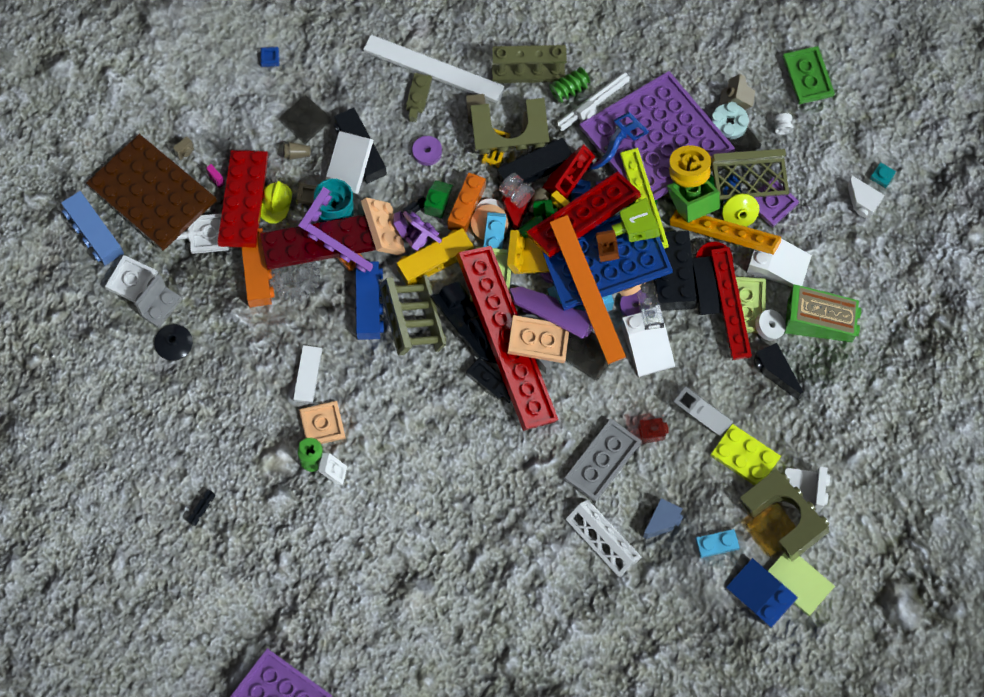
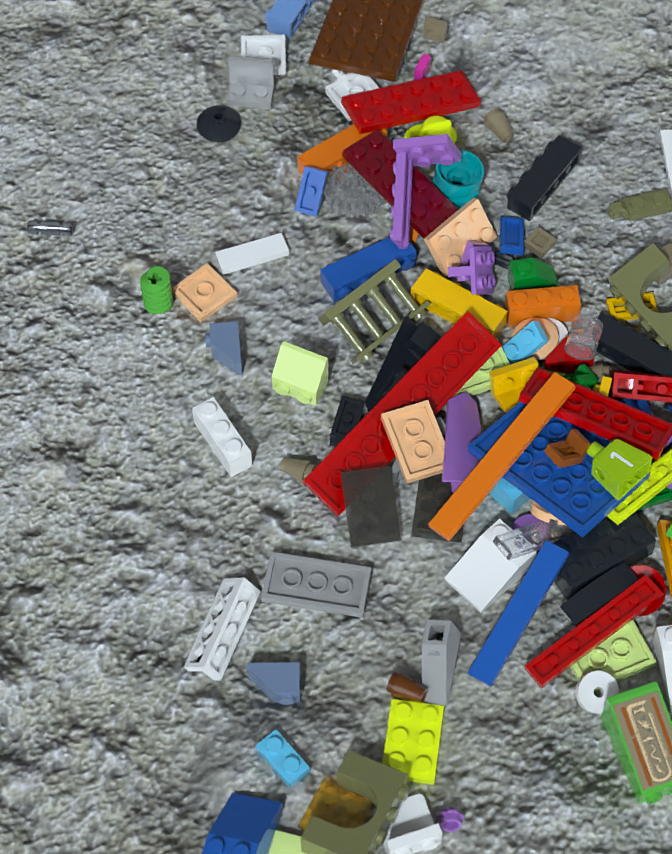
camera: 65 degrees right, 10 degrees down
(270, 57) = (592, 56): blue tile -> none
(282, 306) = (311, 190): none -> plate
(305, 119) = (542, 117): clear smoke plate -> none
(332, 468) = (152, 317): white plate -> none
(350, 159) = (514, 172): white tile -> none
(380, 429) = (225, 344): none -> sand blue slope
(396, 193) = (511, 235): none -> blue tile
(412, 177) = (539, 242): none -> dark tan plate
(423, 157) = (585, 235): medium lavender piece -> none
(437, 390) = (300, 374): none -> yellowish green slope
(456, 467) = (222, 437): none -> white brick
(508, 428) = (297, 468): none -> dark tan cone
(565, 395) = (370, 507): none -> clear smoke plate
(648, 435) = (383, 629): clear red brick -> none
(695, 342) = (518, 613): none -> blue tile
(709, 440) = (406, 688): none -> reddish brown cone
(776, 368) = (548, 718): black slope -> none
(811, 459) = (450, 819): none -> medium lavender plate

